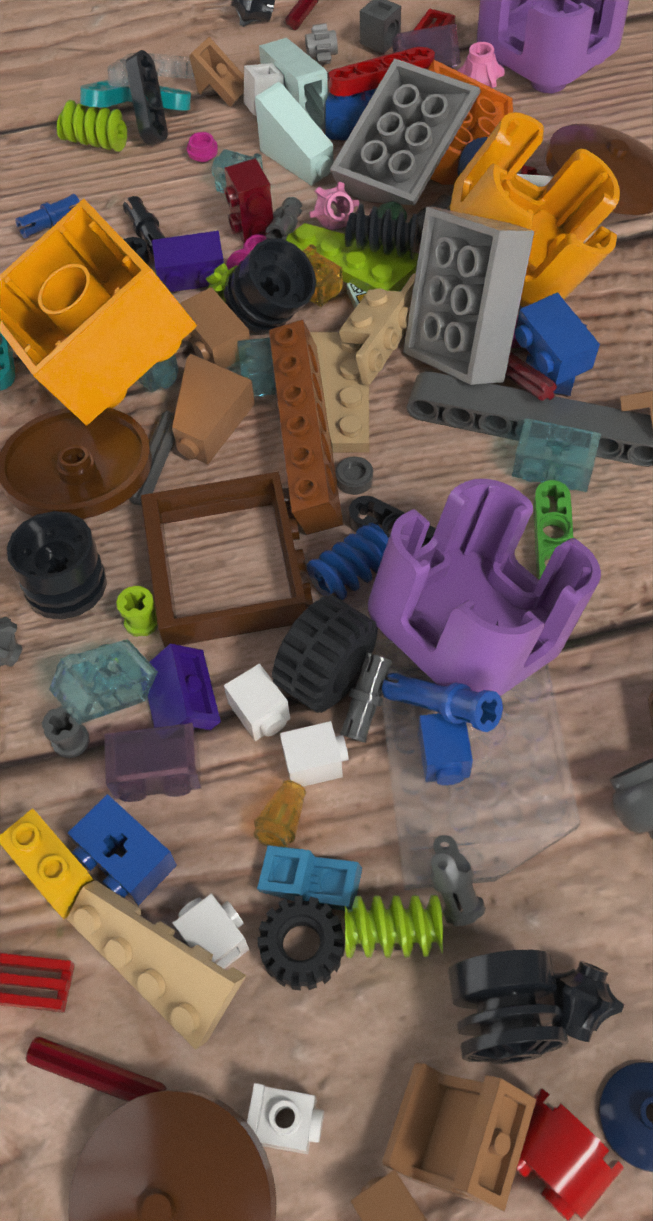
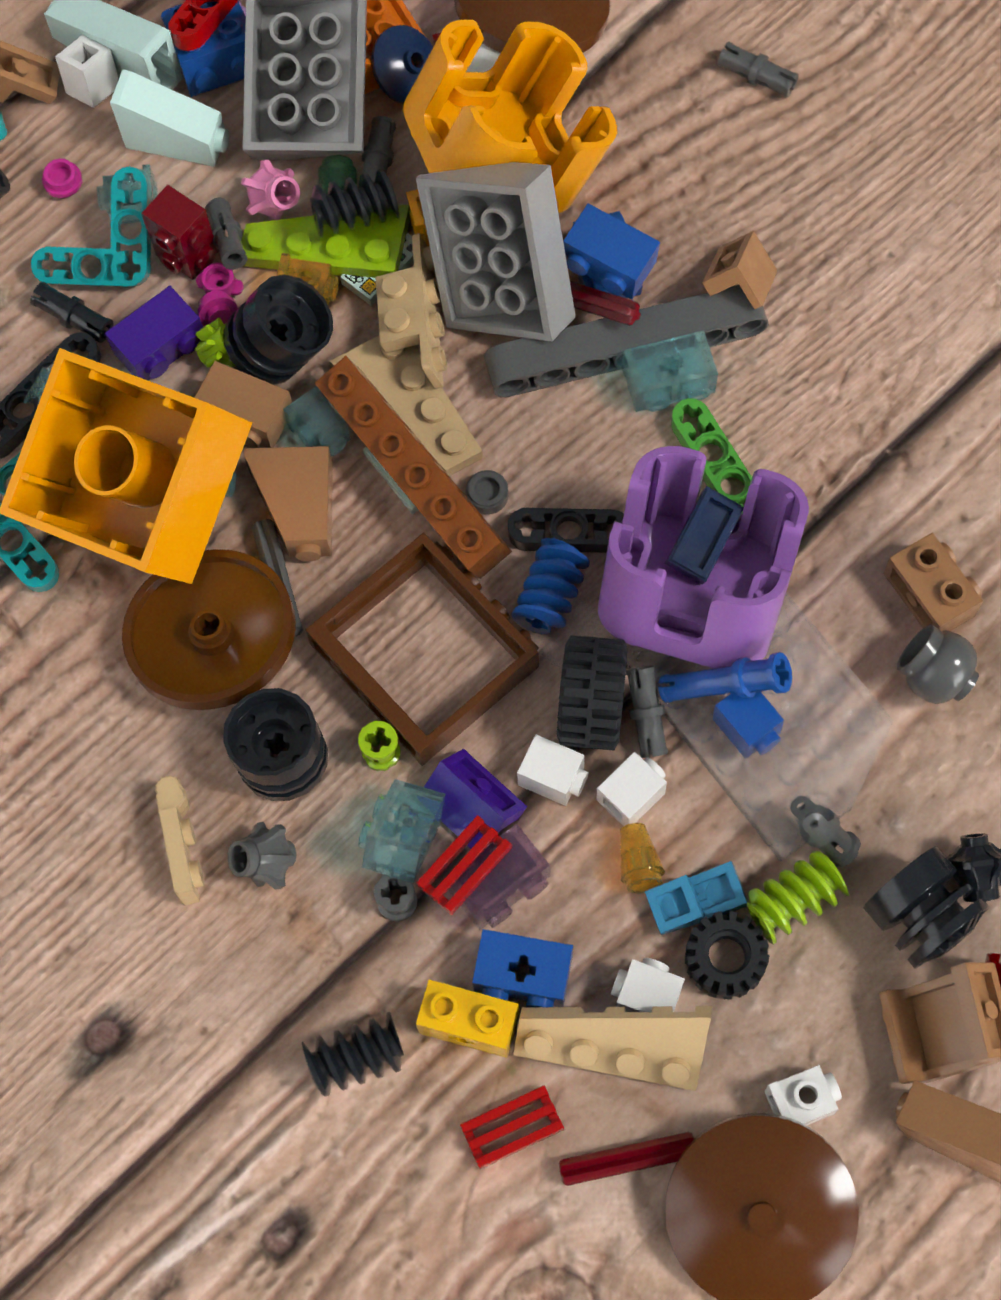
camera: 30 degrees left, 10 degrees up
(121, 724) = (489, 836): none -> red tile
(196, 203) = (113, 258): none -> teal beam
(499, 576) = (704, 535): none -> dark blue tile

